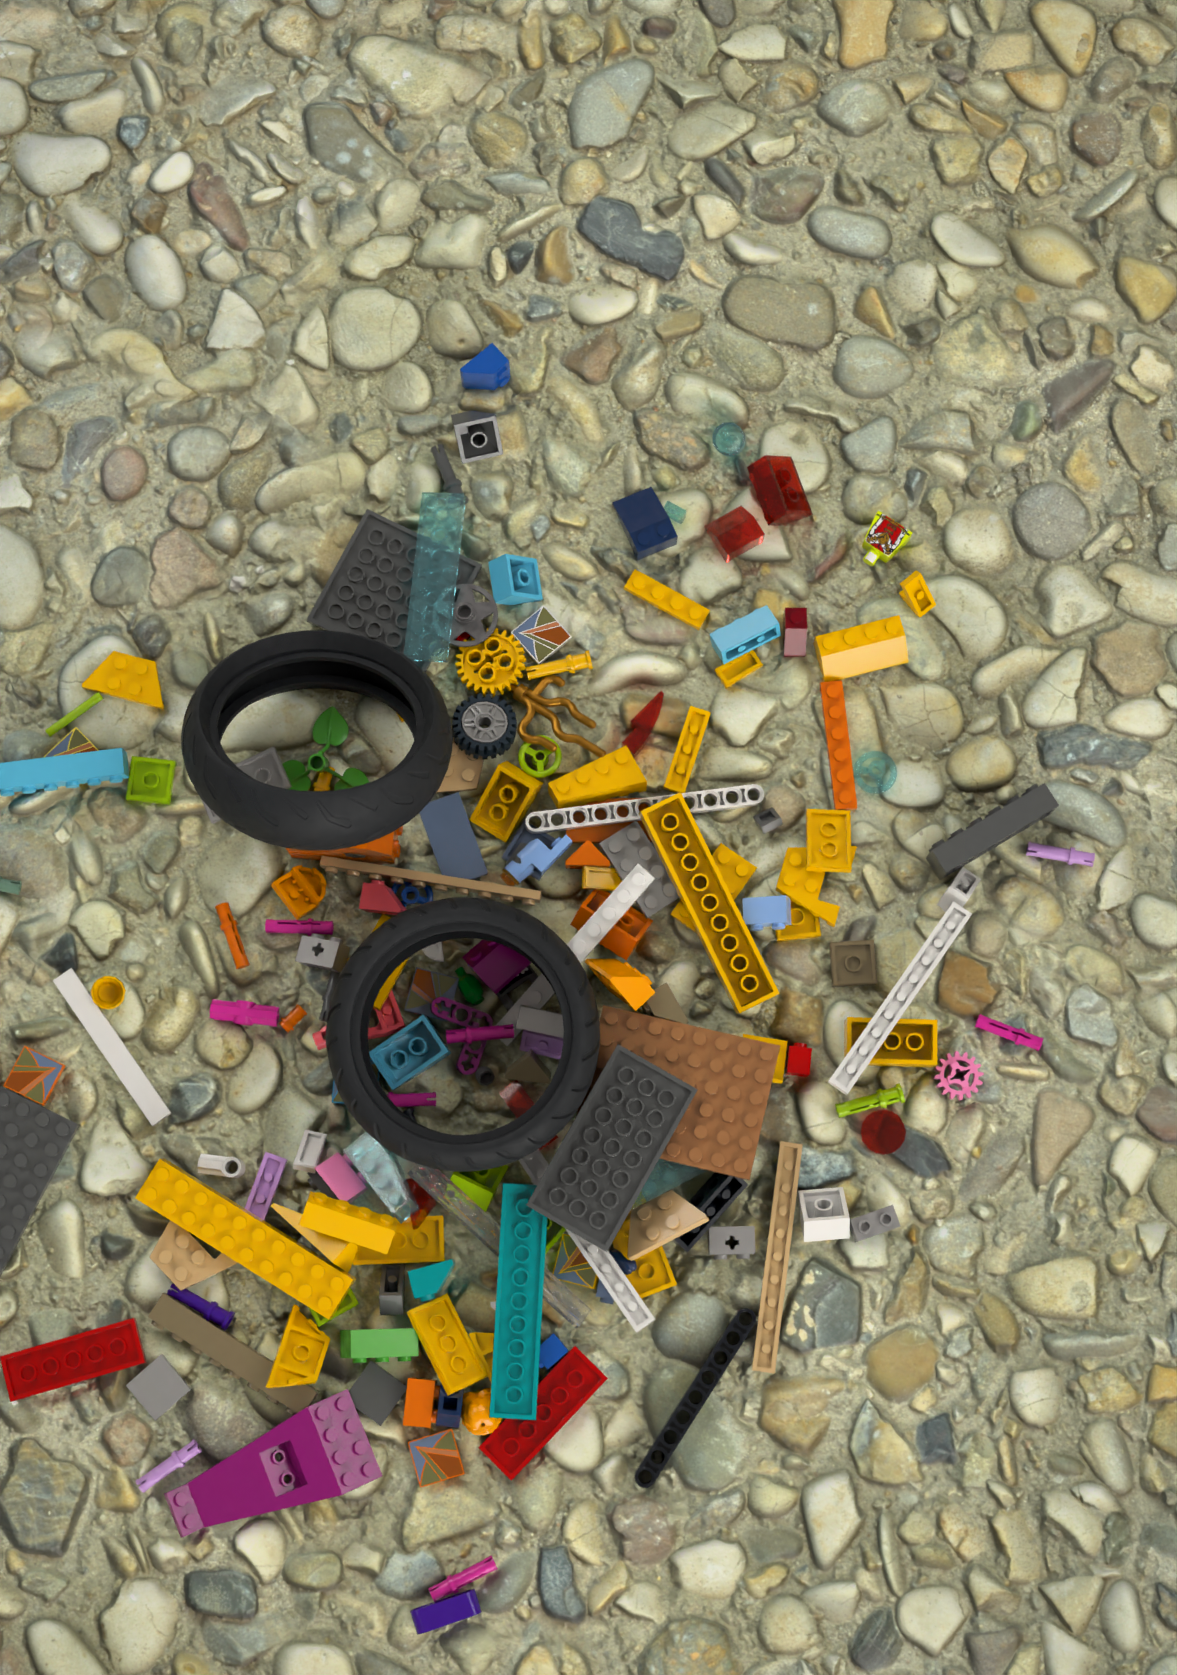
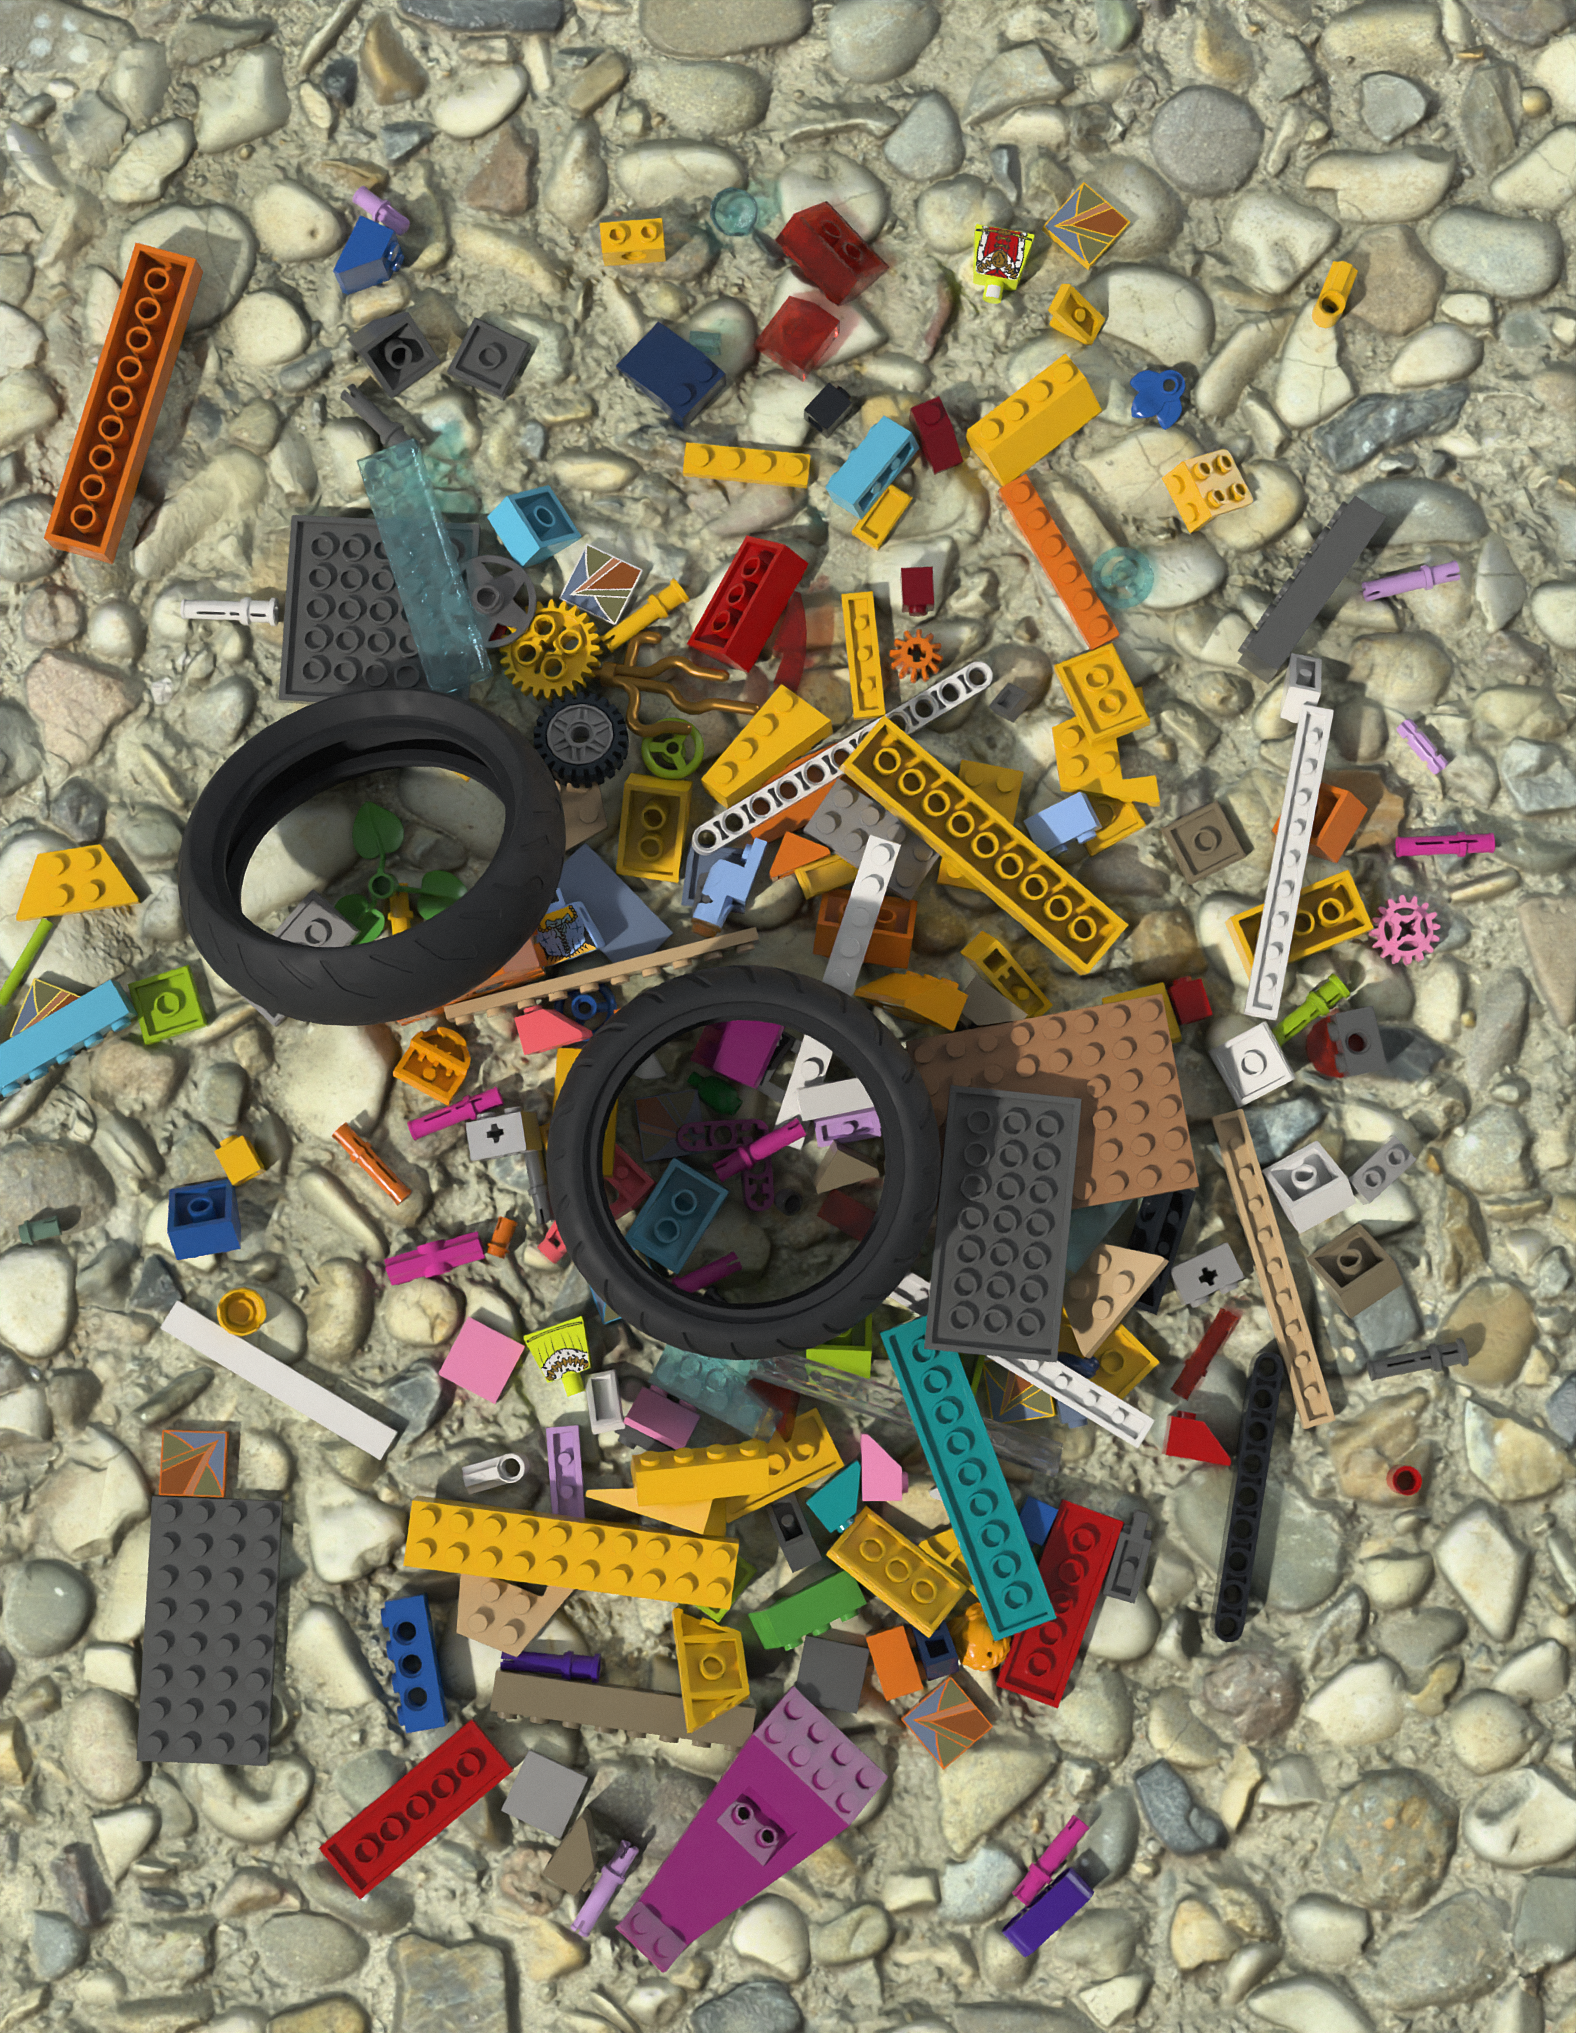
camera: 20 degrees left, 5 degrees up
(111, 924) = (203, 1219): none -> blue slope
(131, 1233) = (417, 1611): none -> blue brick
(150, 896) = (239, 1159): none -> yellow brick
(159, 1436) = (575, 1858): none -> dark tan slope
(245, 1091) = (481, 1360): none -> bright pink tile
(294, 396) = (124, 403): none -> orange brick
(297, 1108) = (562, 1353): none -> neon yellow torso
(311, 555) = (244, 610): none -> white pin
(420, 841) = (567, 931): none -> torso
(464, 1274) = (880, 1473): none -> bright pink slope
(508, 345) = (381, 210): none -> lavender axle
(534, 465) = (489, 359): none -> dark grey tile
(600, 1404) = (1129, 1559): none -> dark grey hinge
(628, 686) = (748, 603): none -> red slope
(656, 430) = (632, 242): none -> yellow brick
(676, 1345) = (1192, 1440): none -> red slope
(687, 992) = (1005, 975): none -> yellow slope
(705, 1294) = (1203, 1354): none -> clear red pin
(729, 765) = (906, 662): none -> orange gear
(733, 586) = (828, 409): none -> black brick
(739, 724) = (917, 590): none -> dark red brick
(810, 1435) = (1416, 1479): none -> red beam
(821, 1119) = (1252, 1064): none -> white tile
(830, 1282) = (1355, 1270): none -> dark tan slope
(856, 1361) = (1436, 1358): none -> dark grey pin
(904, 1124) = (1363, 1024): none -> dark grey brick
(941, 985) = (1334, 822): none -> orange slope
(944, 668) = (1155, 400): none -> blue plate
(949, 541) = (1086, 226): none -> tile
(954, 738) = (1207, 488): none -> yellow bracket
(1021, 963) = (1422, 746): none -> lavender axle
(1090, 650) = (1334, 293): none -> yellow piece

